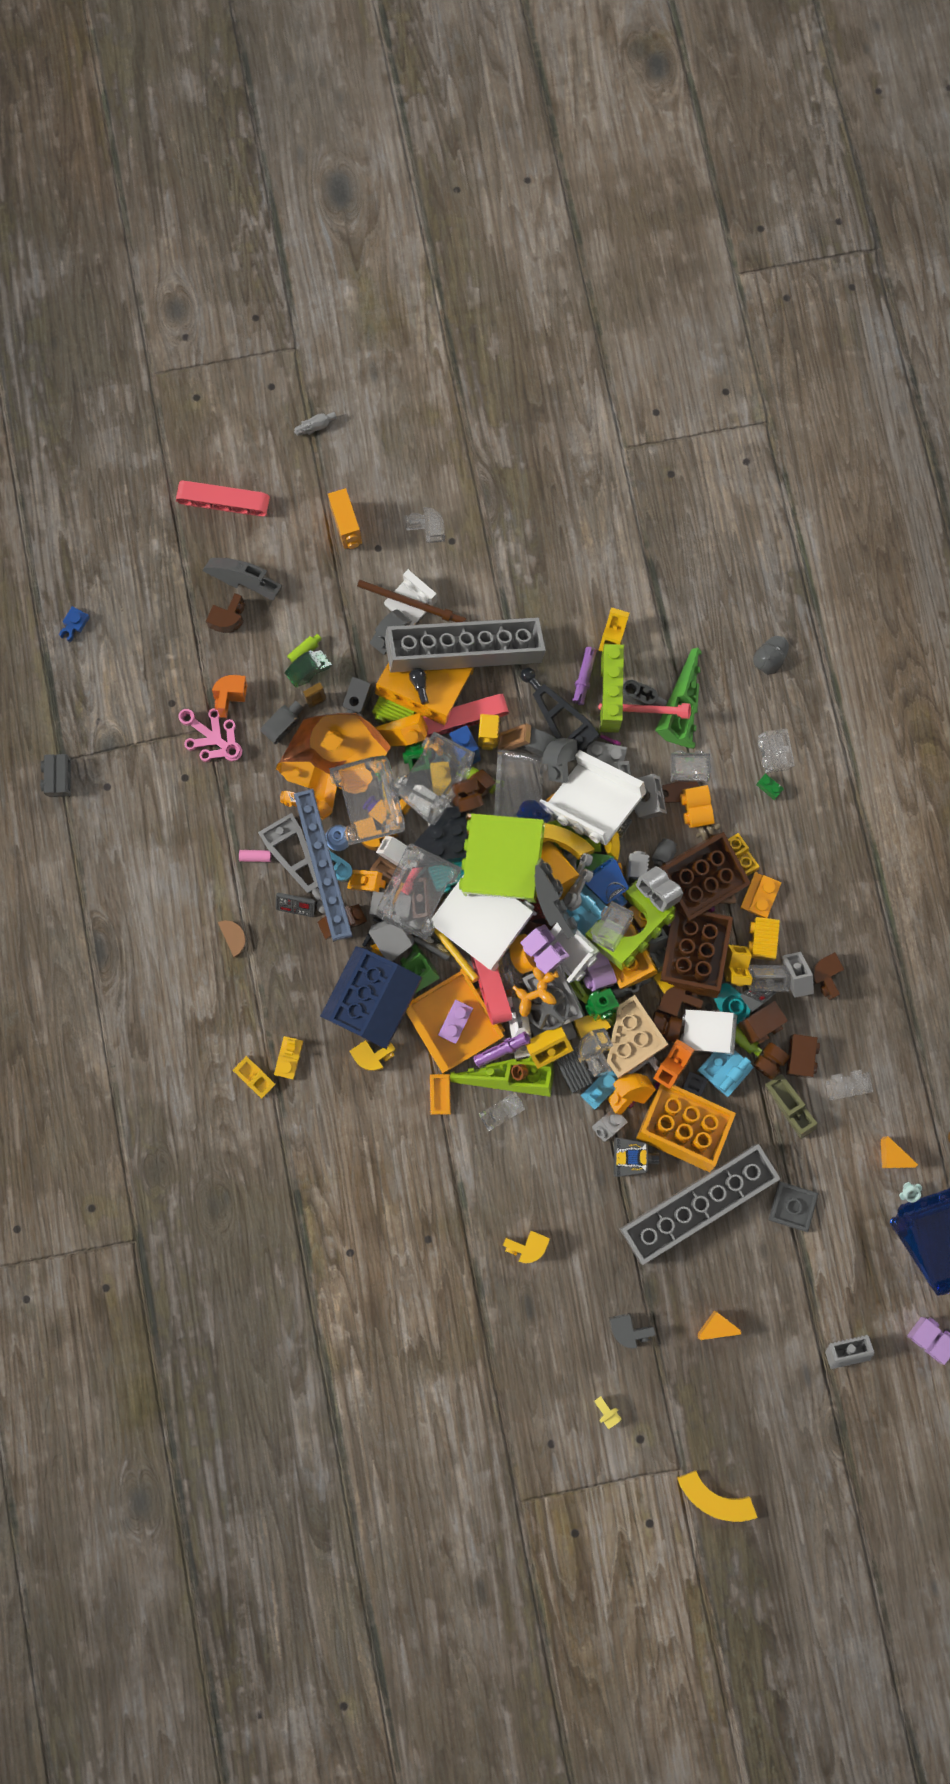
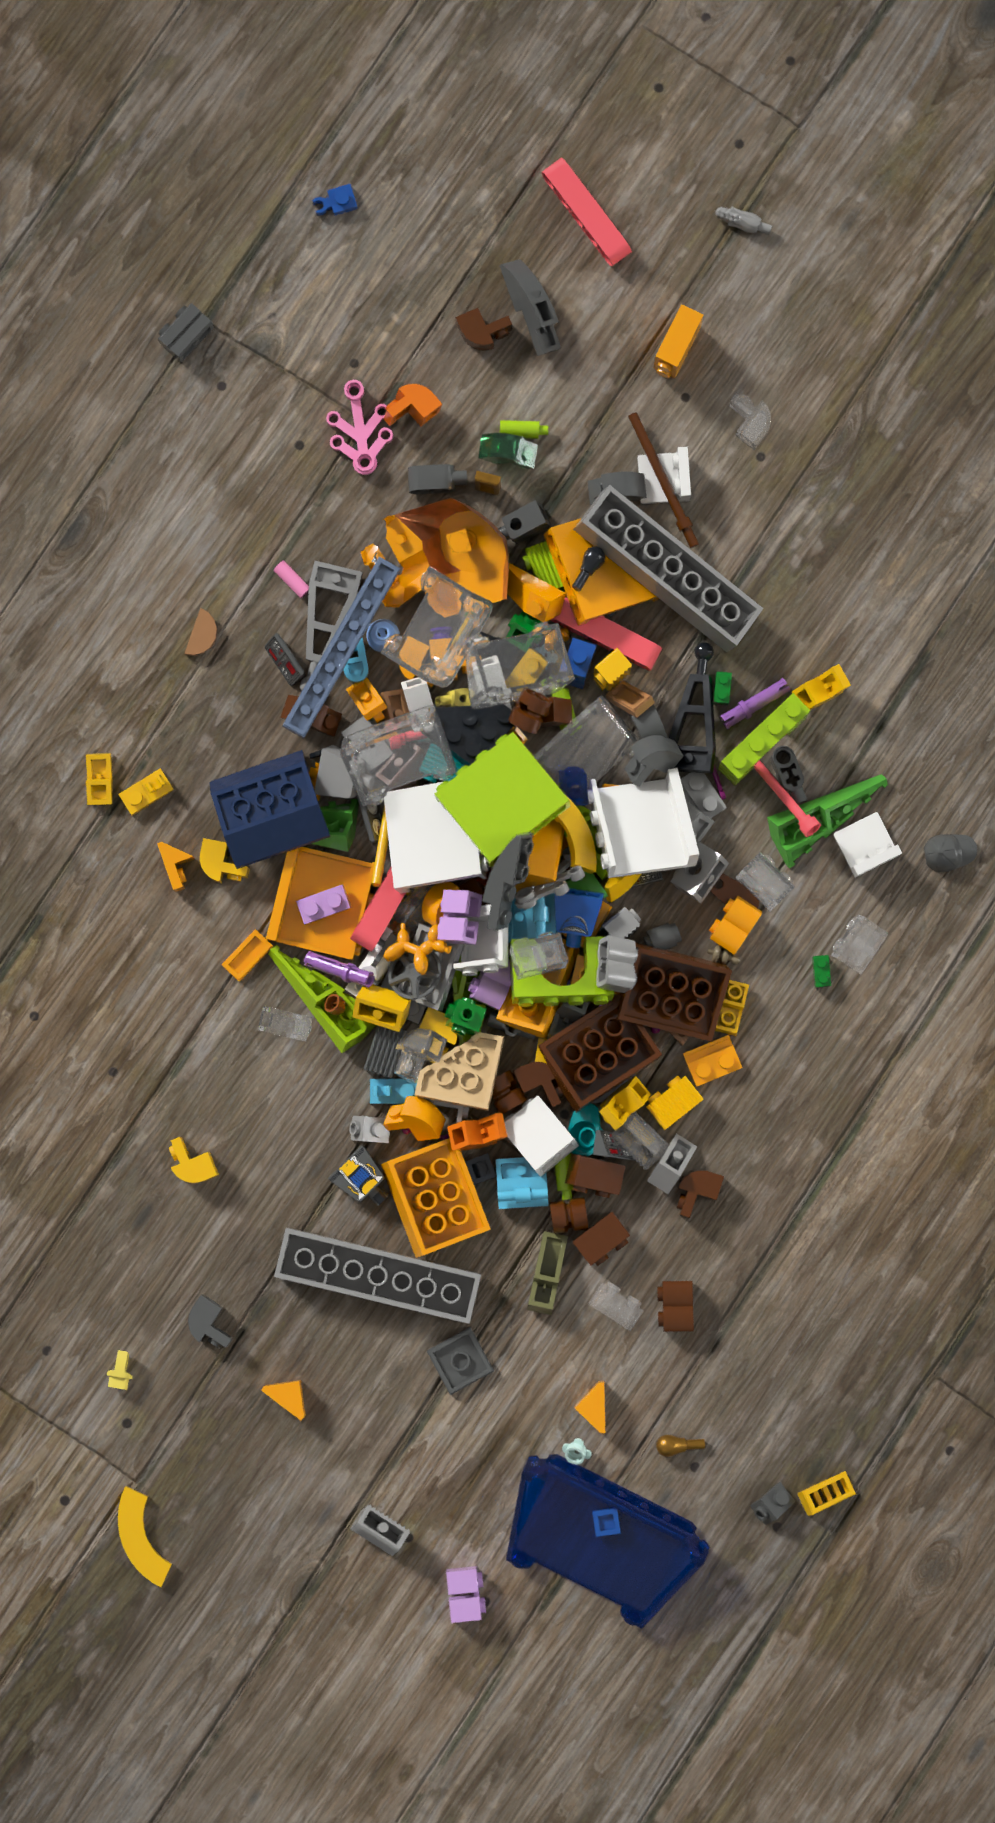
camera: 50 degrees right, 5 degrees up
(341, 1080) = (171, 858): none -> light orange slope
(413, 834) = (452, 698): none -> light yellow piece
(558, 684) = (722, 688): none -> green piece
(724, 694) = (866, 844): none -> white bracket
(882, 1052) = (677, 1306): none -> reddish brown brick

